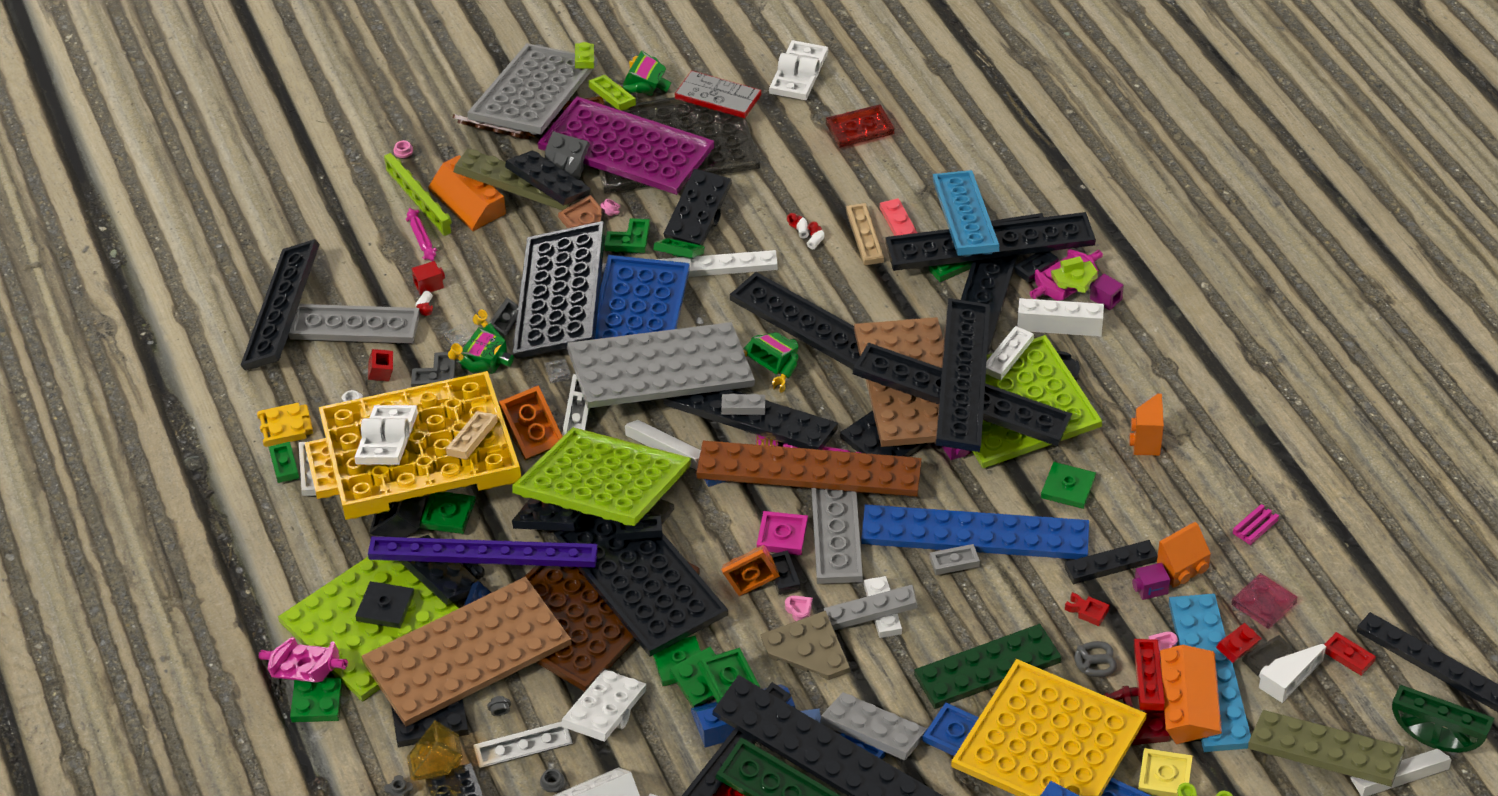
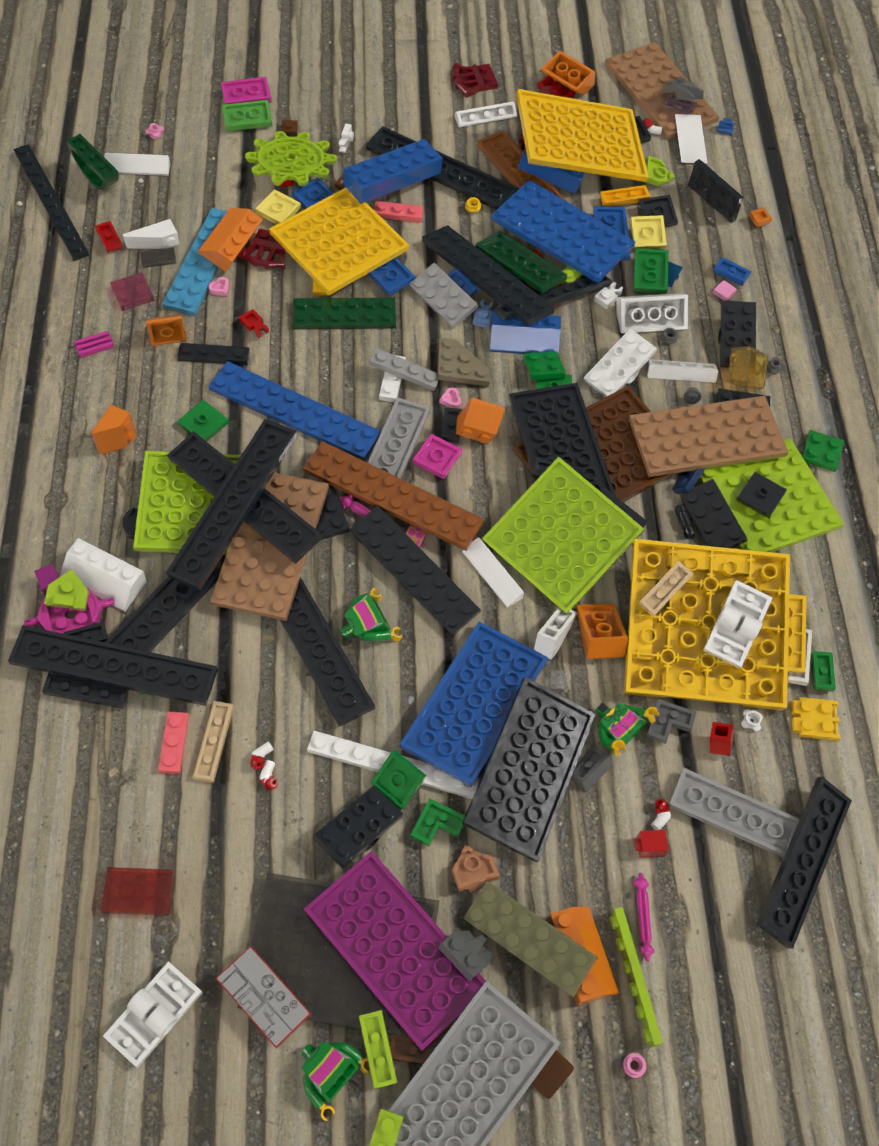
camera: 165 degrees left, 15 degrees up
(302, 661) = (842, 480): dark pink plate -> none
(458, 335) = (639, 756): clear plate -> none
(483, 551) = (680, 496): dark purple plate -> none
(548, 177) = (497, 921): black plate -> none
(610, 207) = (437, 872): bright pink plate -> none
(660, 364) = (474, 630): light grey plate -> none
(723, 669) = (528, 347): green plate -> none
(743, 404) = (419, 566): light grey plate -> none
(954, 559) = (323, 390): light grey plate -> none
(965, 213) = (115, 701): dark azure plate -> none
(1008, 352) = (173, 535): white plate -> none
(1095, 659) = (271, 292): dark grey piece -> none
(1149, 674) = (248, 256): red plate -> none
(1151, 581) = (198, 324): magenta brick -> none
(1238, 642) = (173, 263): red plate -> none
(1327, 748) = (171, 185): olive plate -> none

